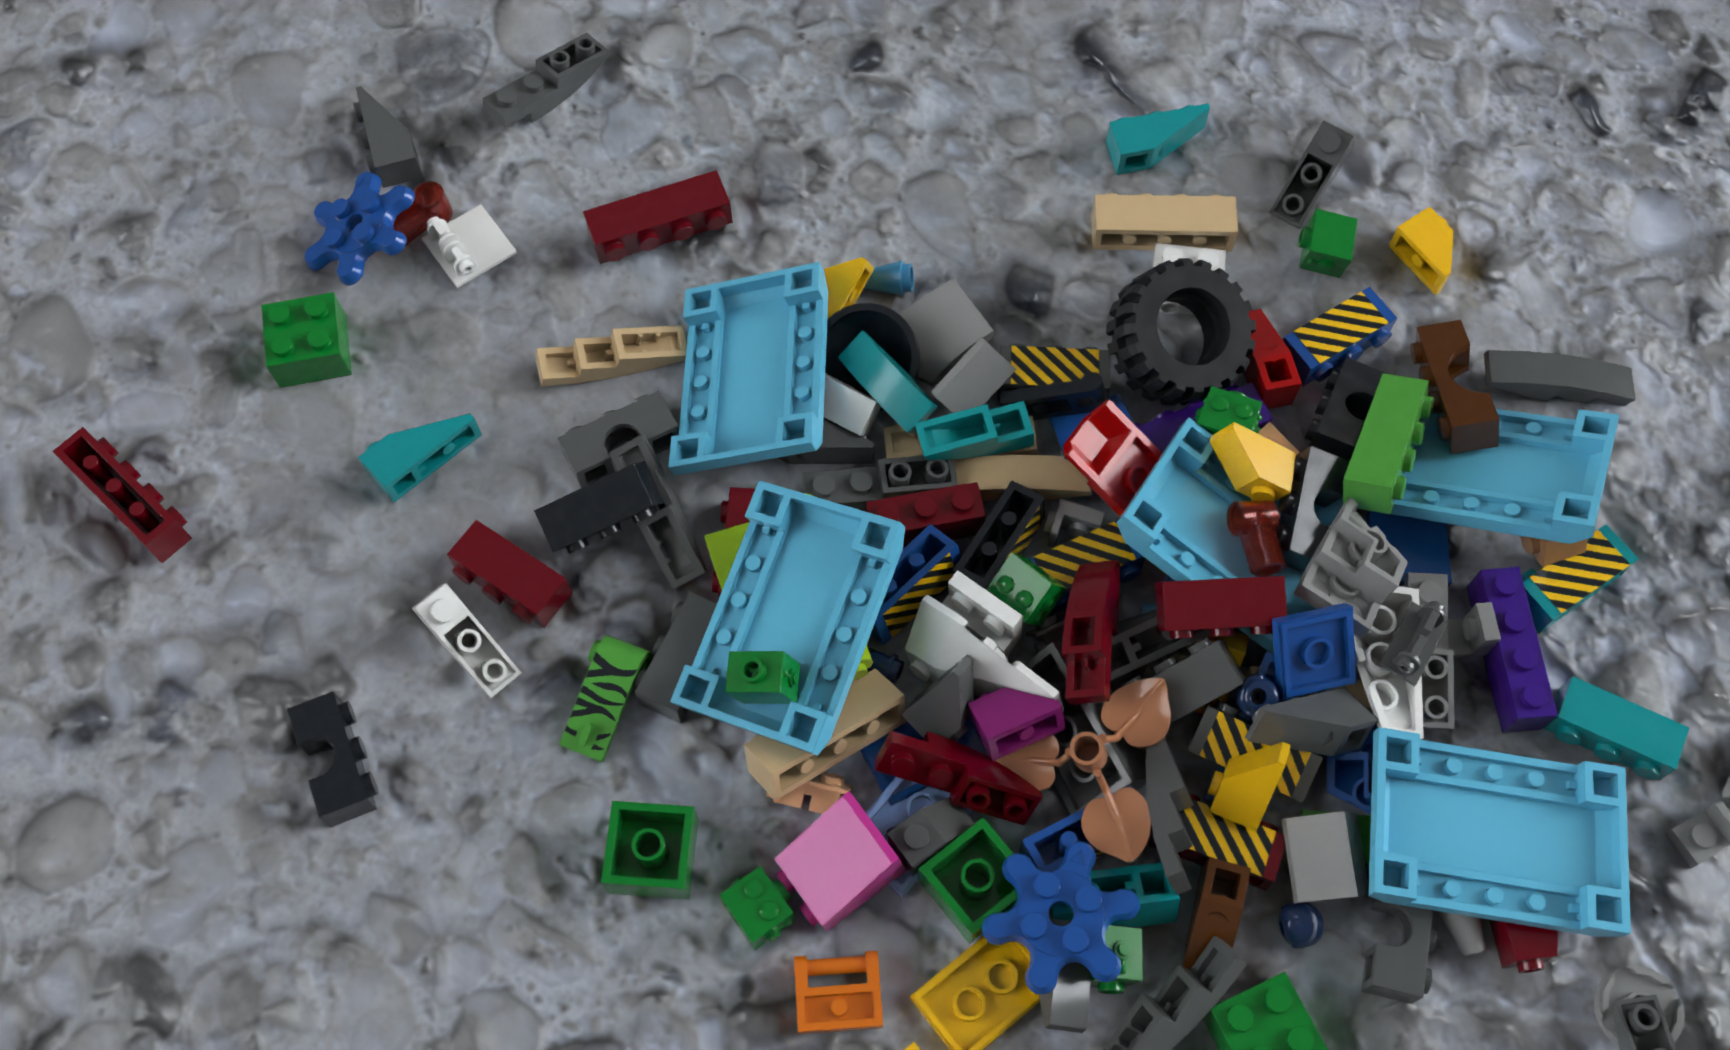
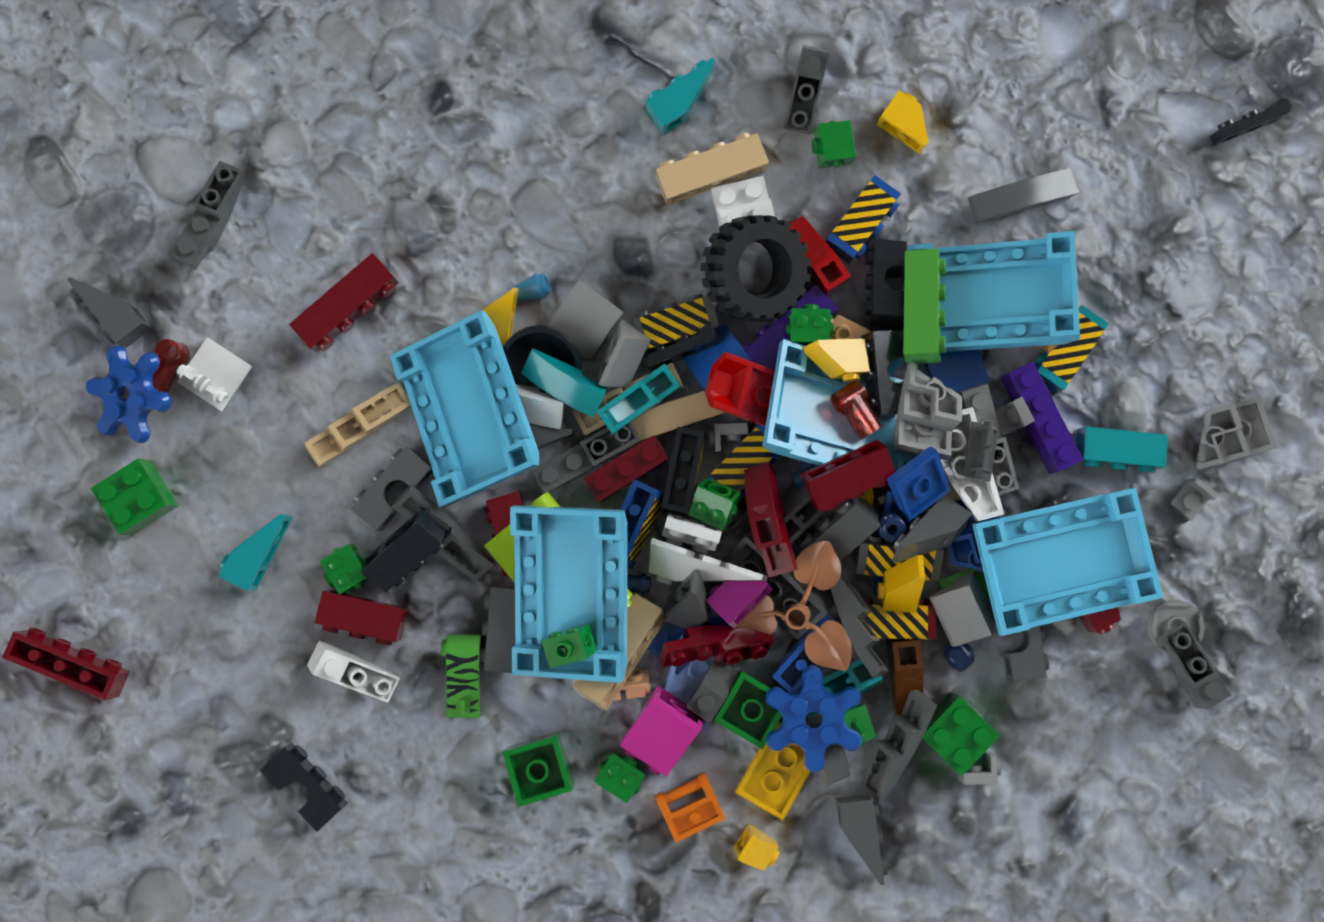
camera: 25 degrees left, 20 degrees up
(514, 508) = (344, 569): none -> green head
(1464, 416) = (970, 262): reddish brown arch -> none

